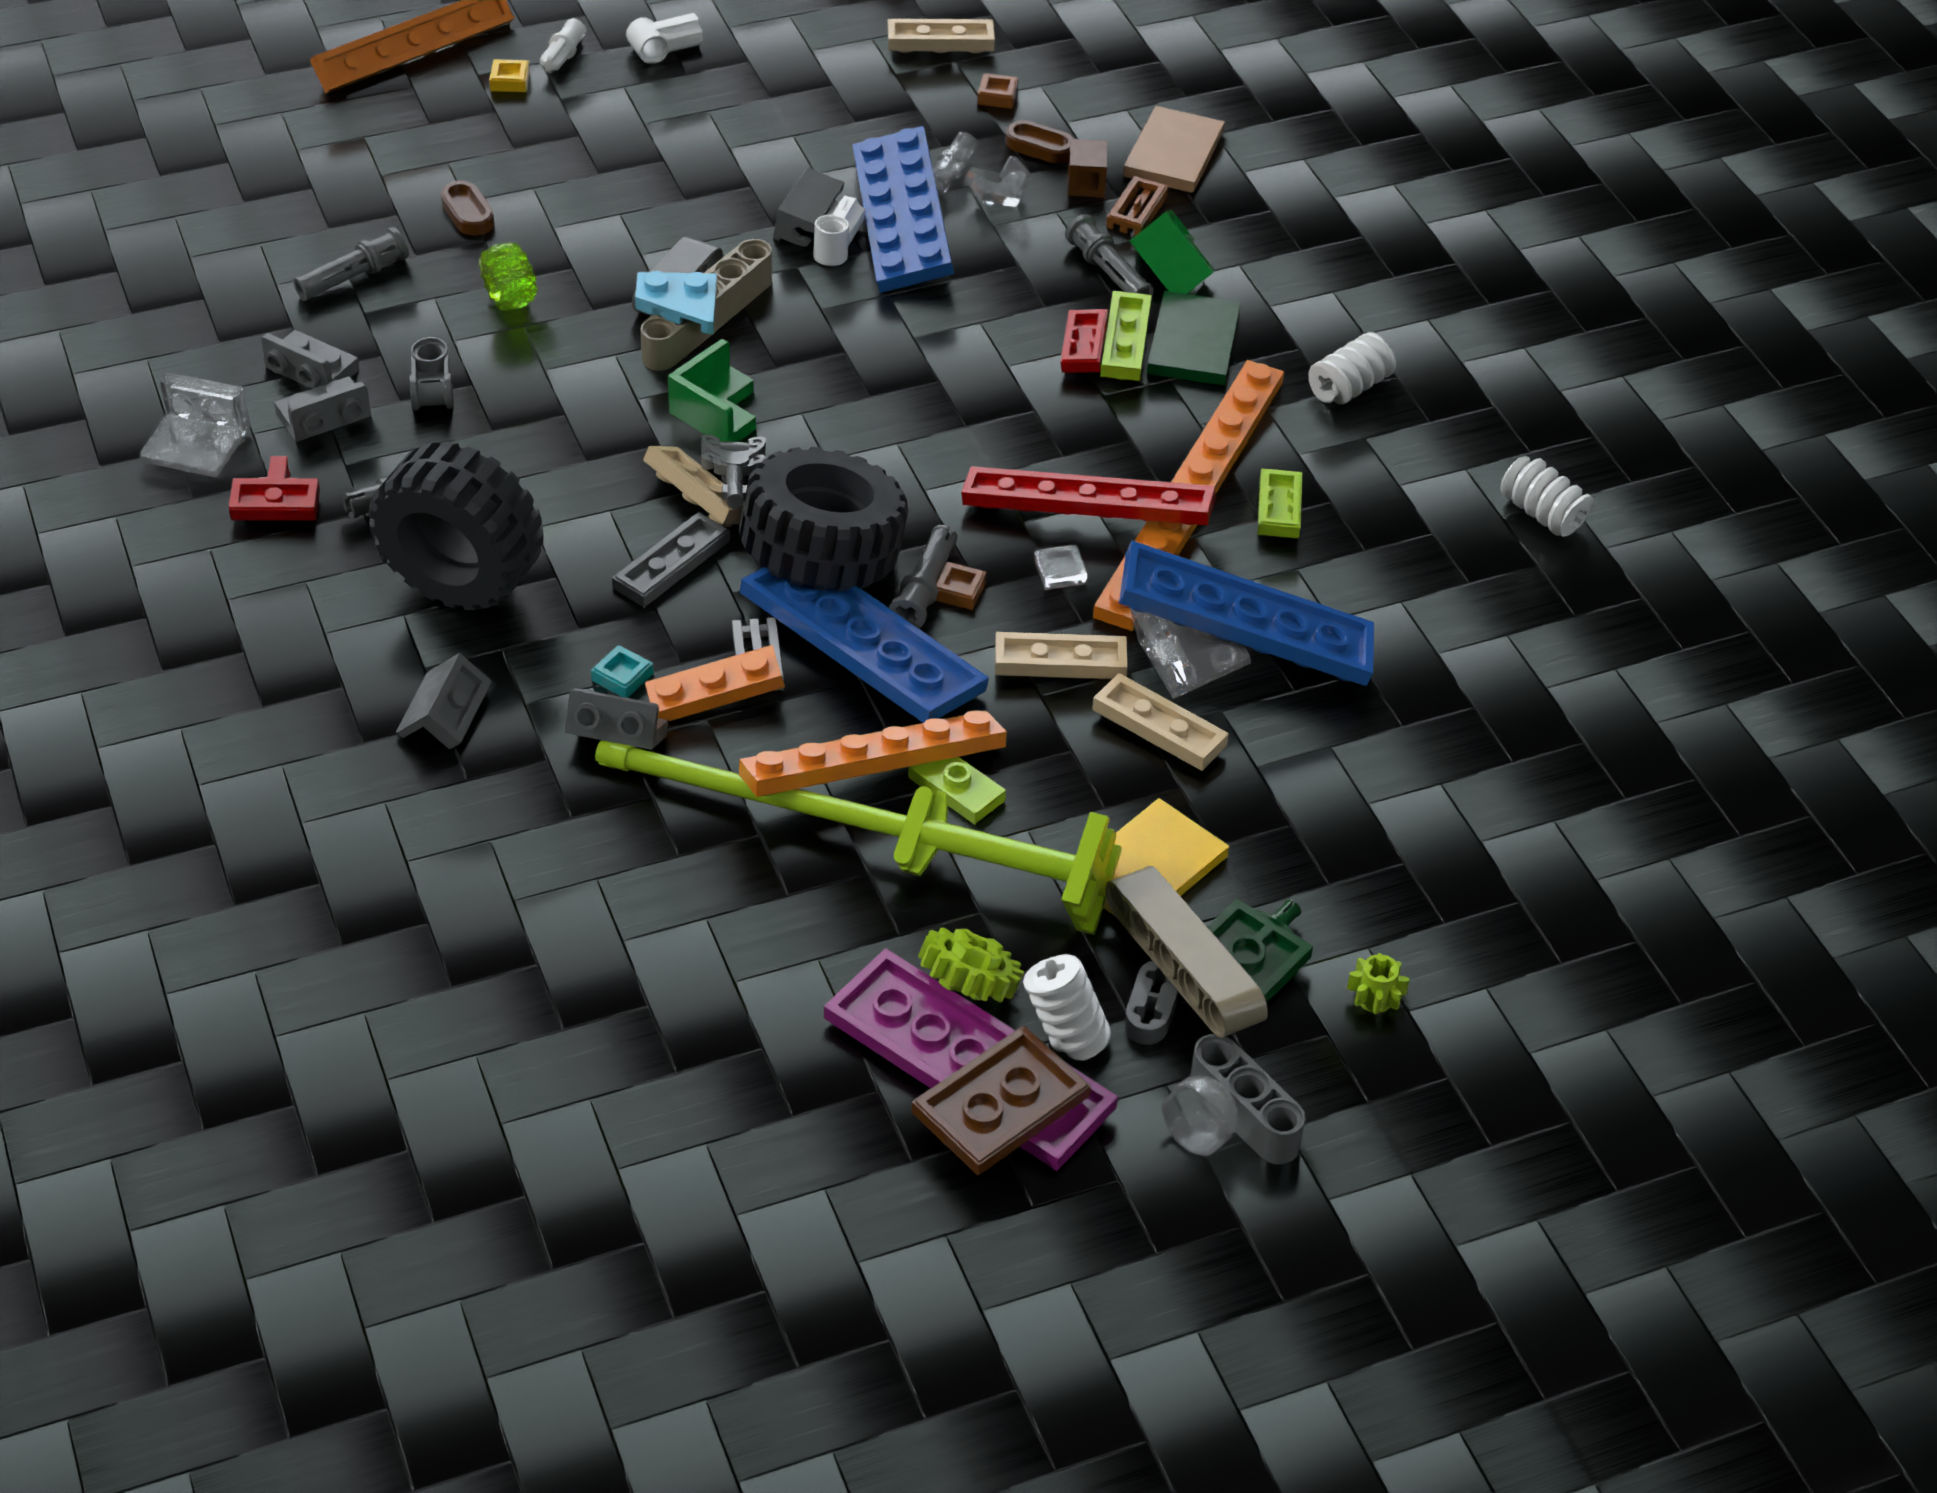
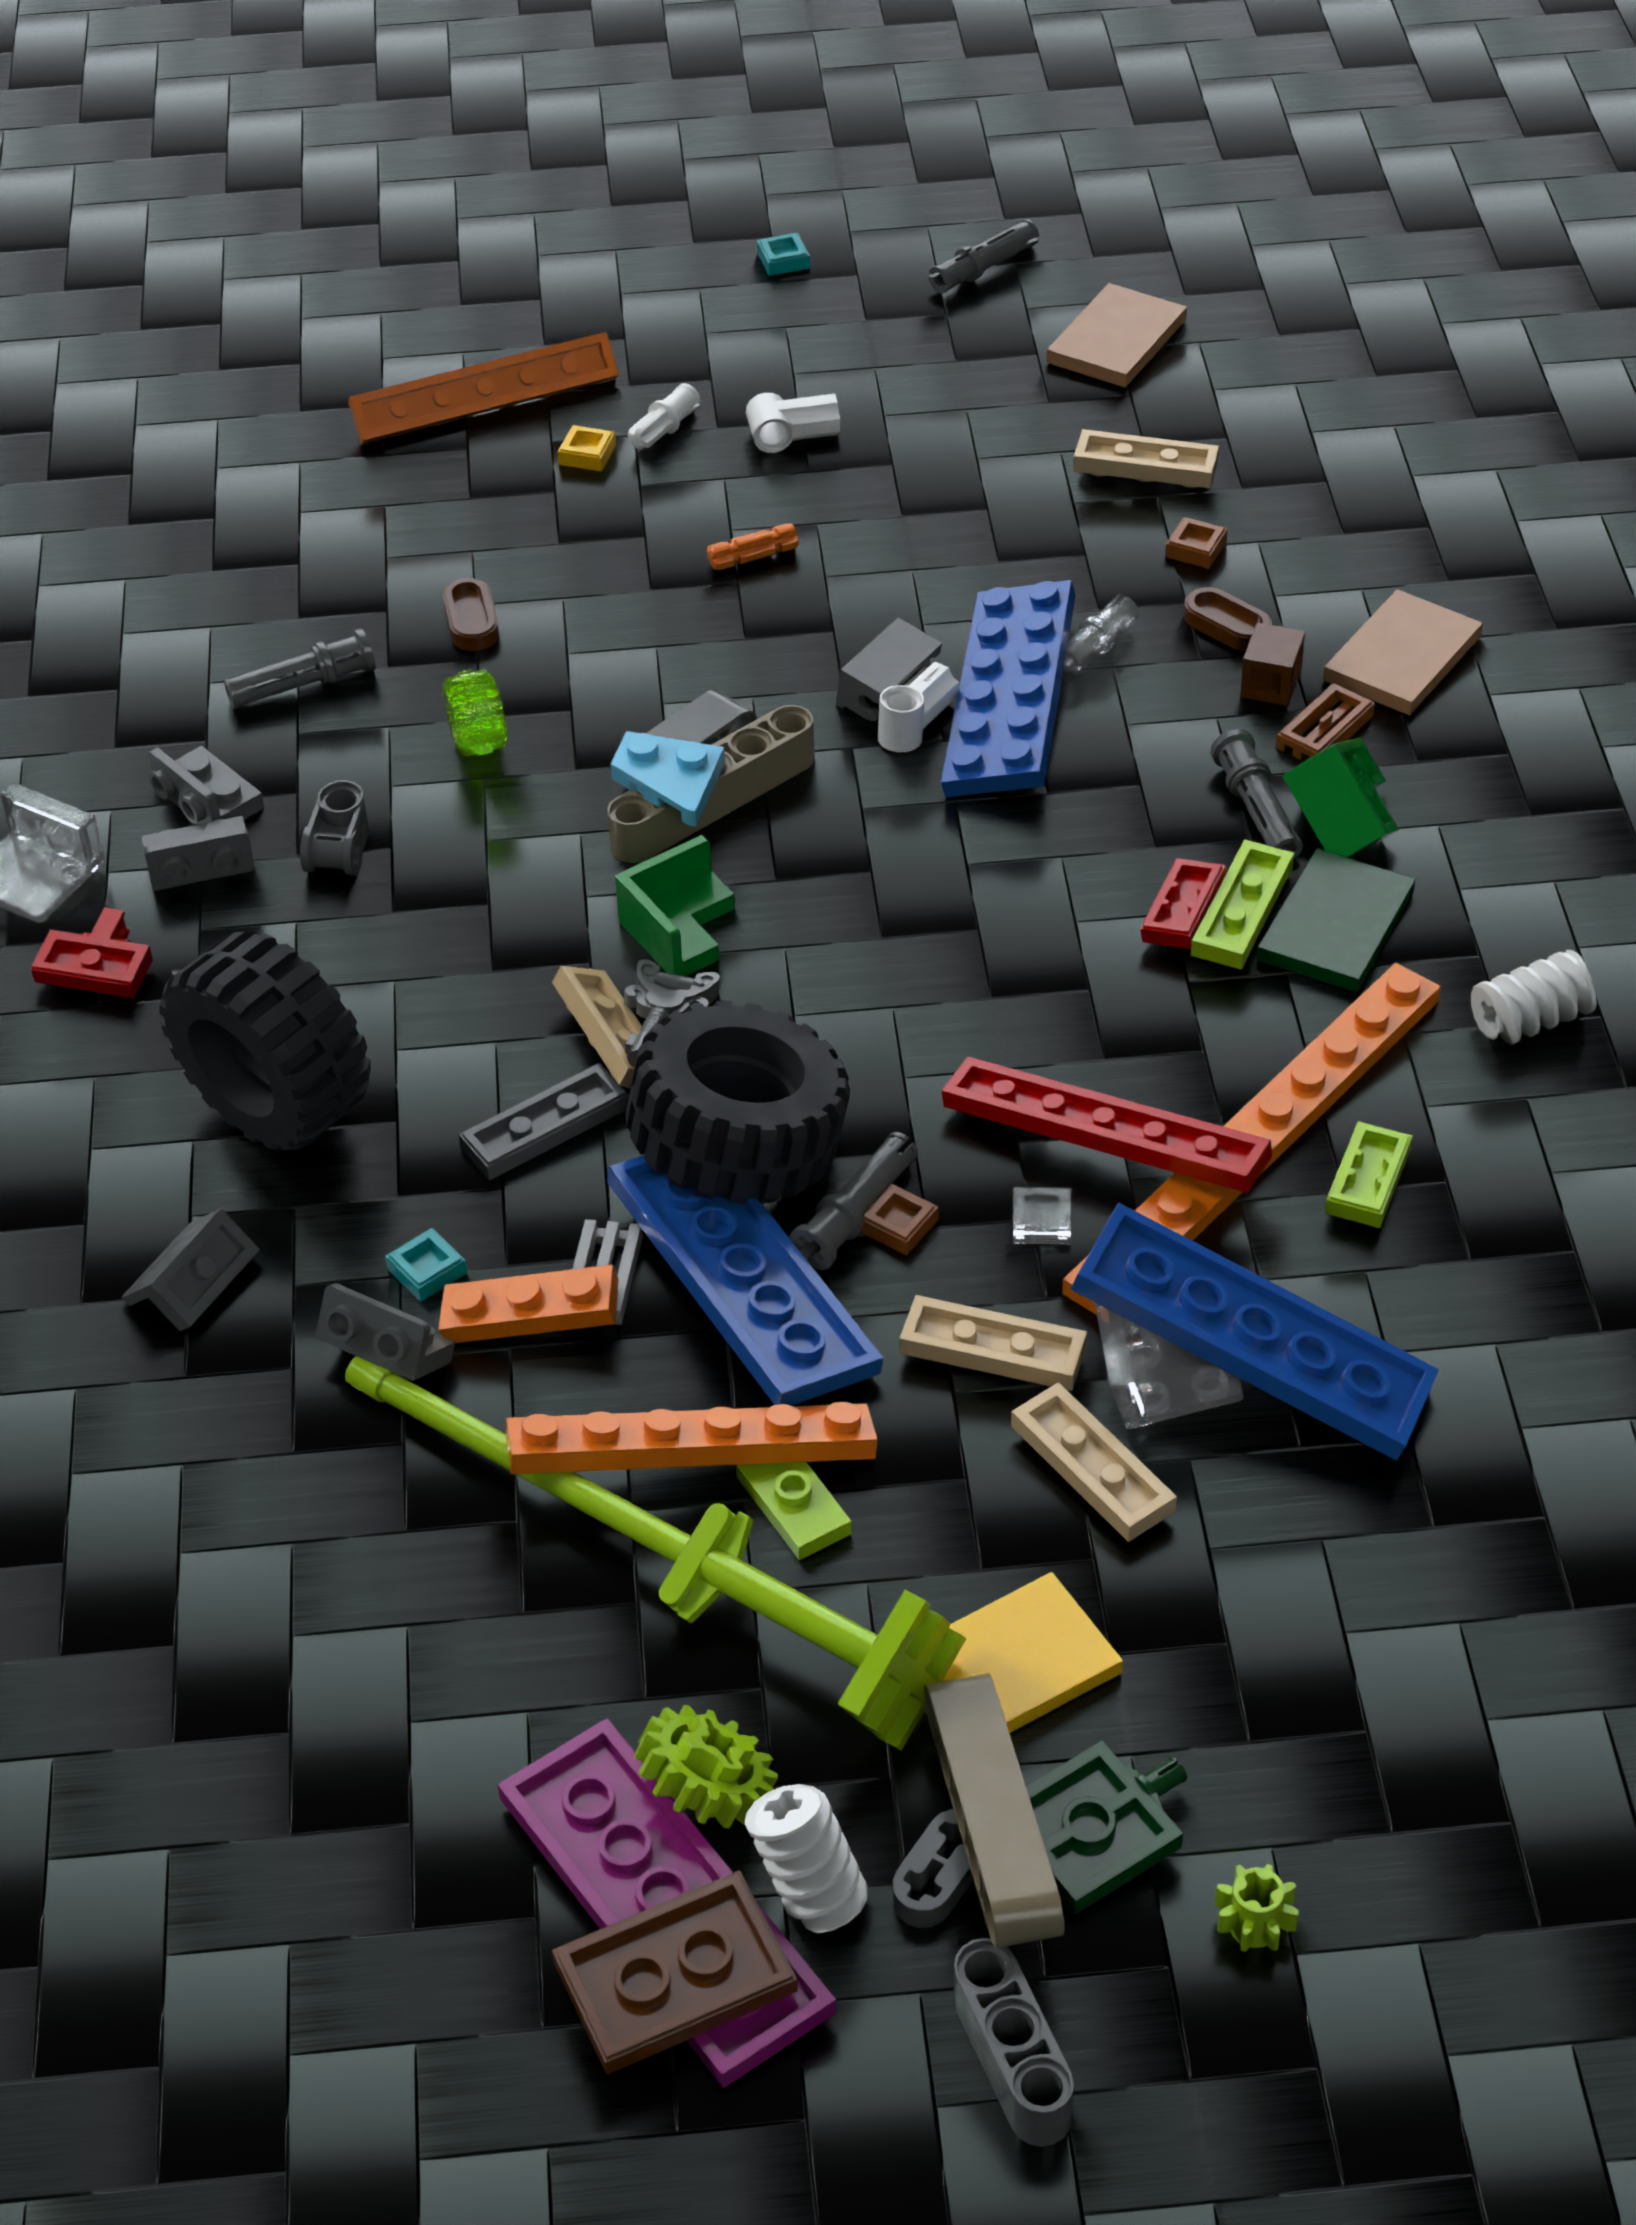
camera: 20 degrees right, 0 degrees up
(668, 132) = (752, 546): none -> orange axle
(1000, 188) = (1147, 675): clear bracket -> none
(1200, 1114) = (938, 2052): clear hair -> none

